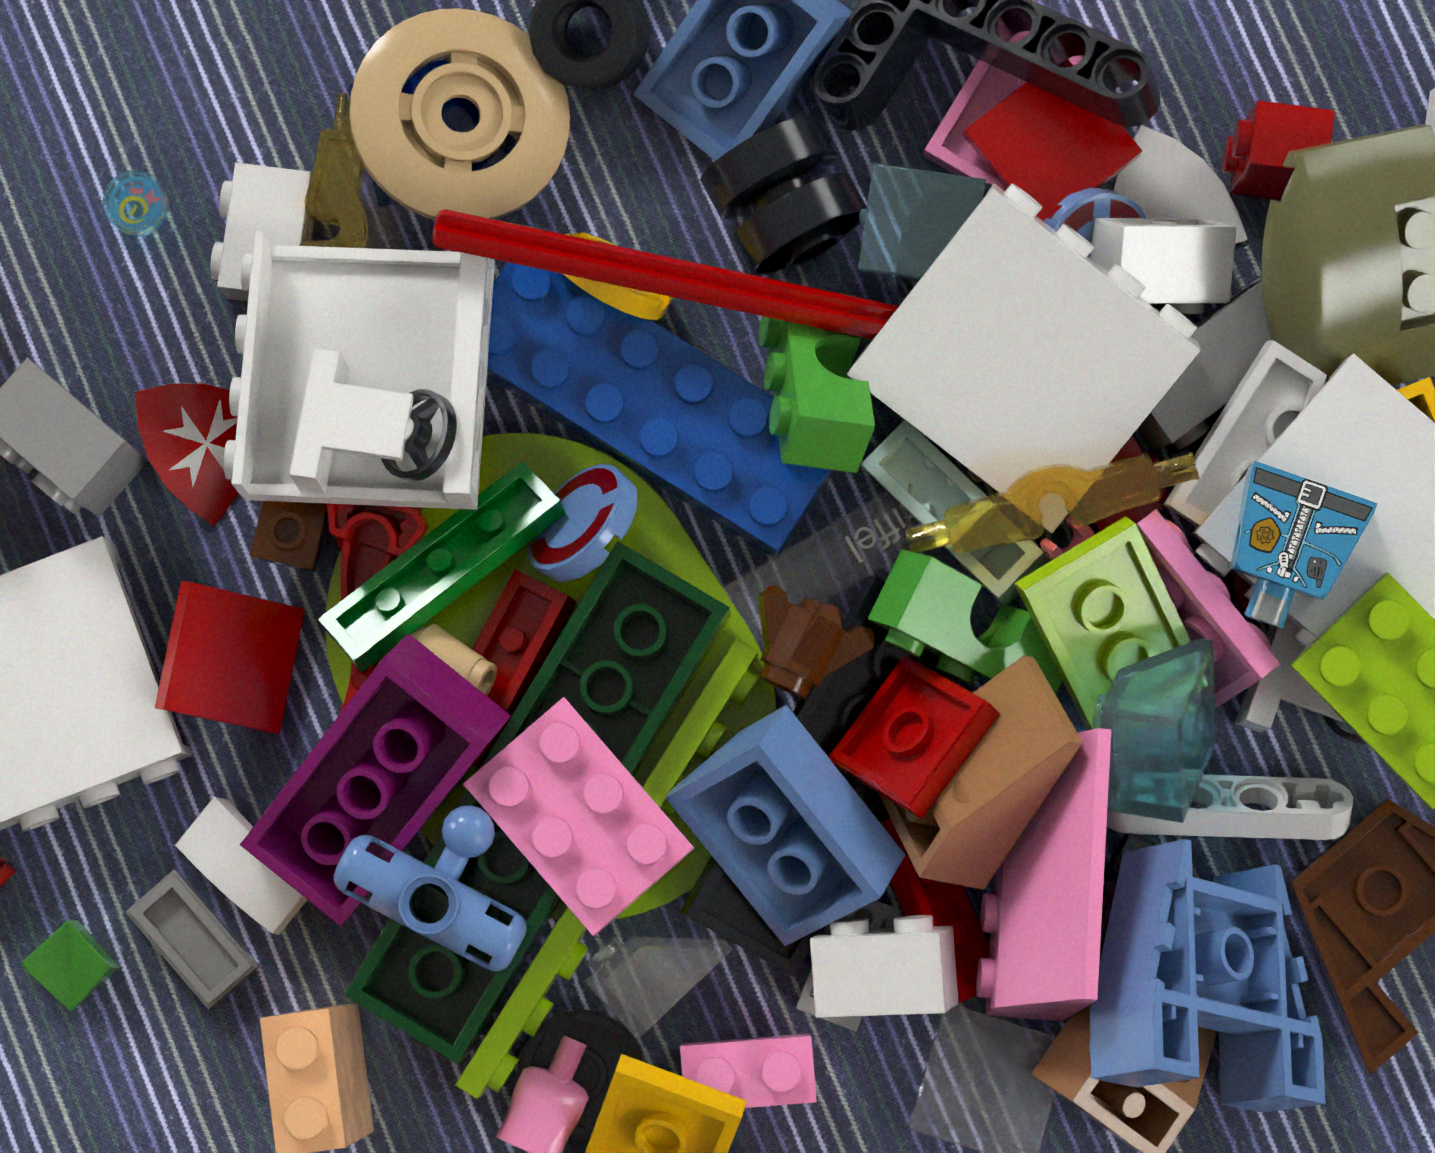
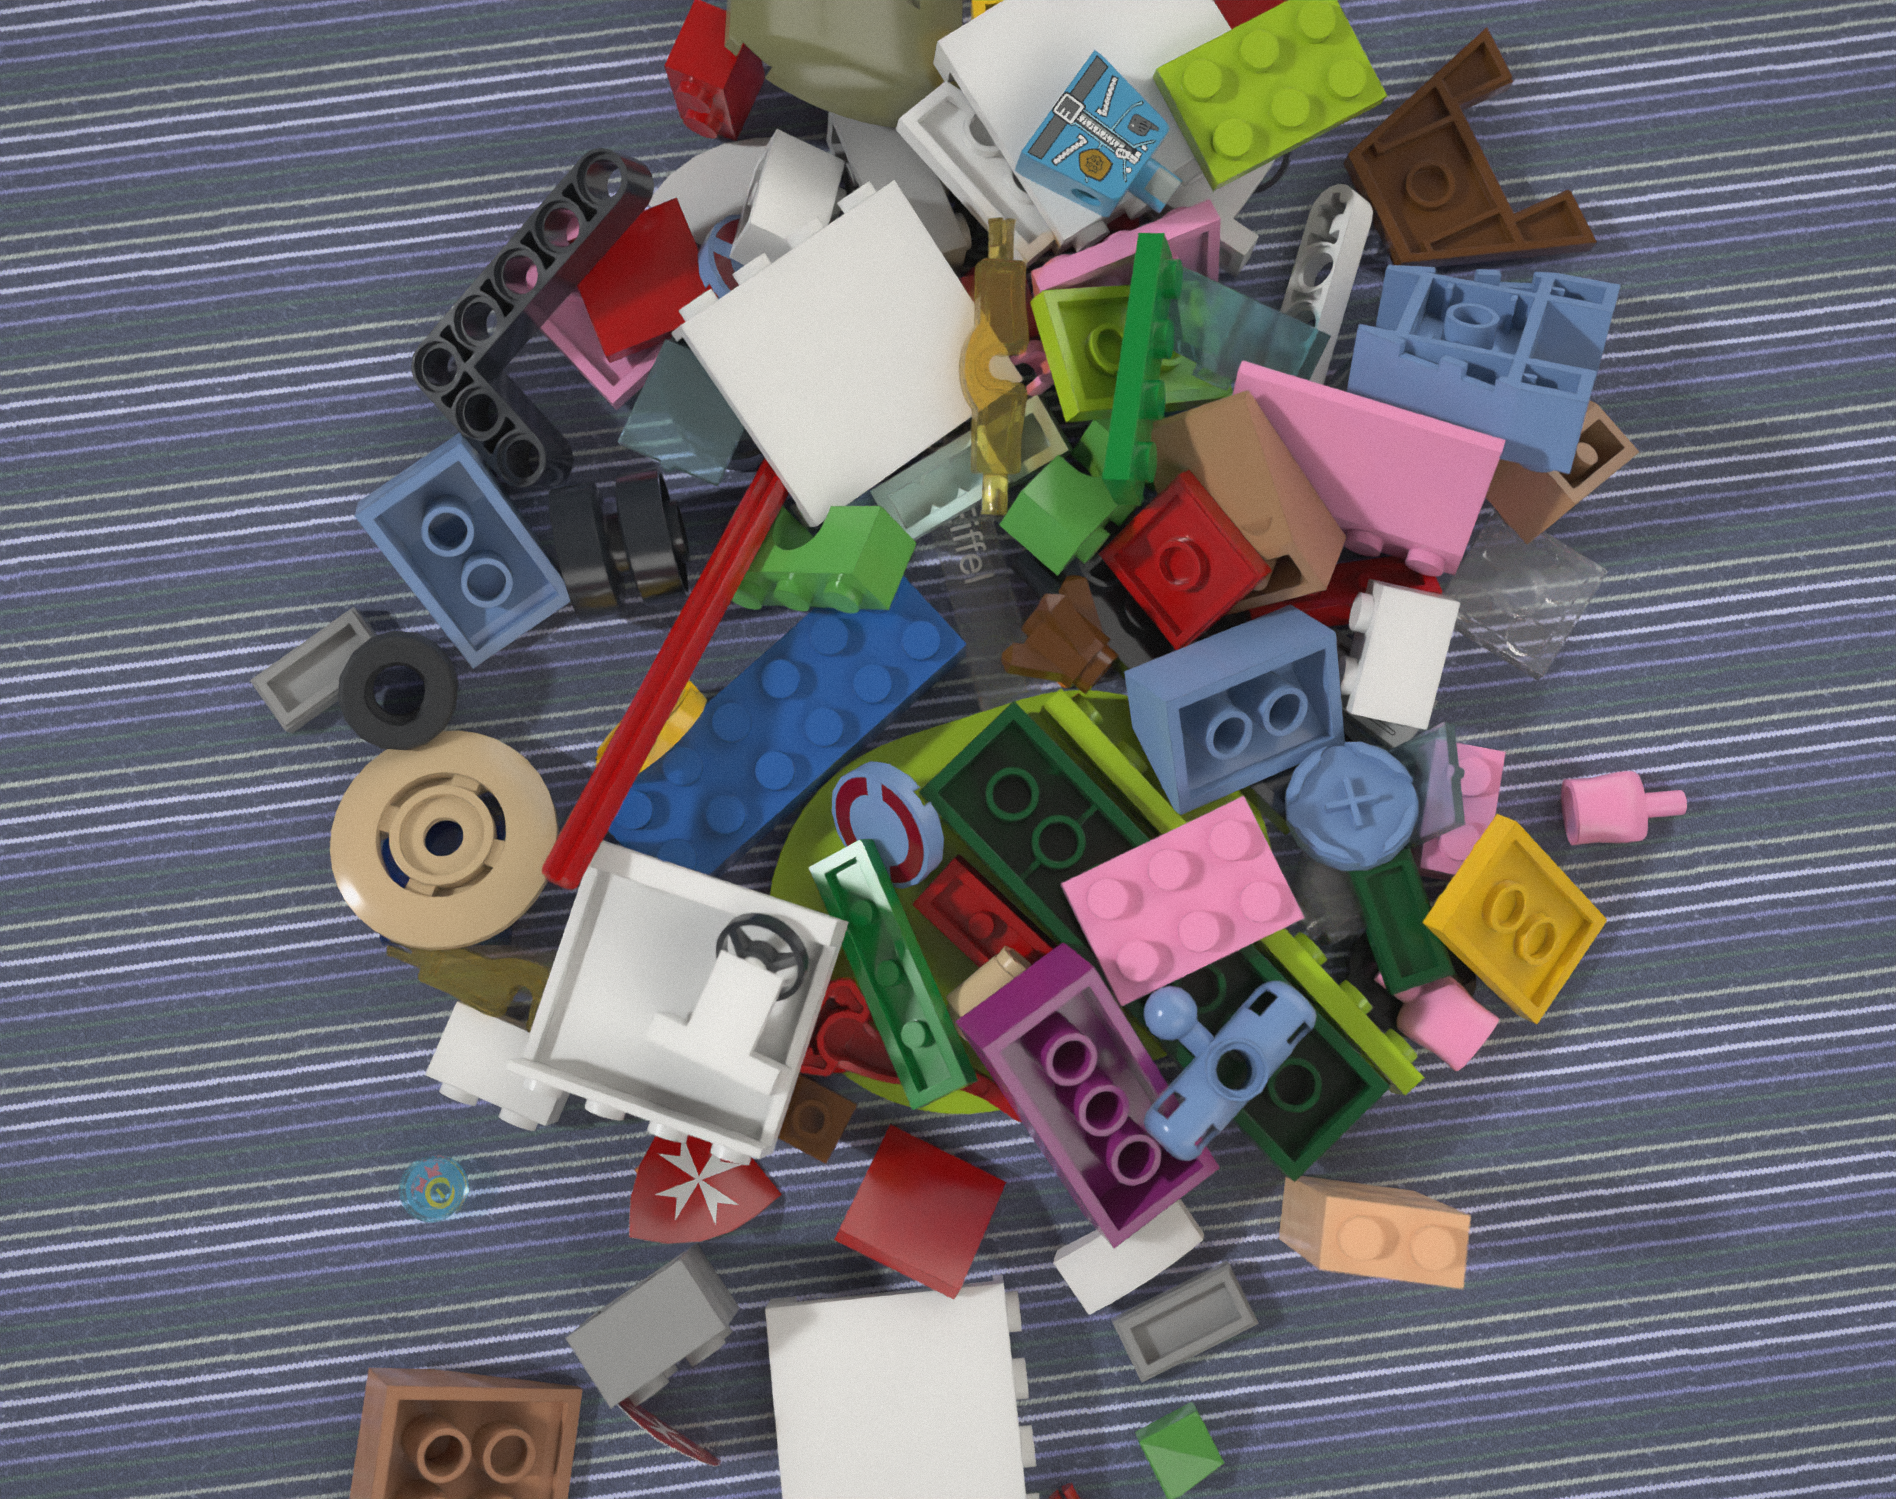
camera: 75 degrees left, 0 degrees up
(635, 1026) = (1392, 913): none -> dark green tile
(720, 963) = (1351, 806): none -> medium blue tile
(754, 1025) = (1437, 782): none -> clear light blue piece
(1062, 640) = (1138, 391): none -> green plate

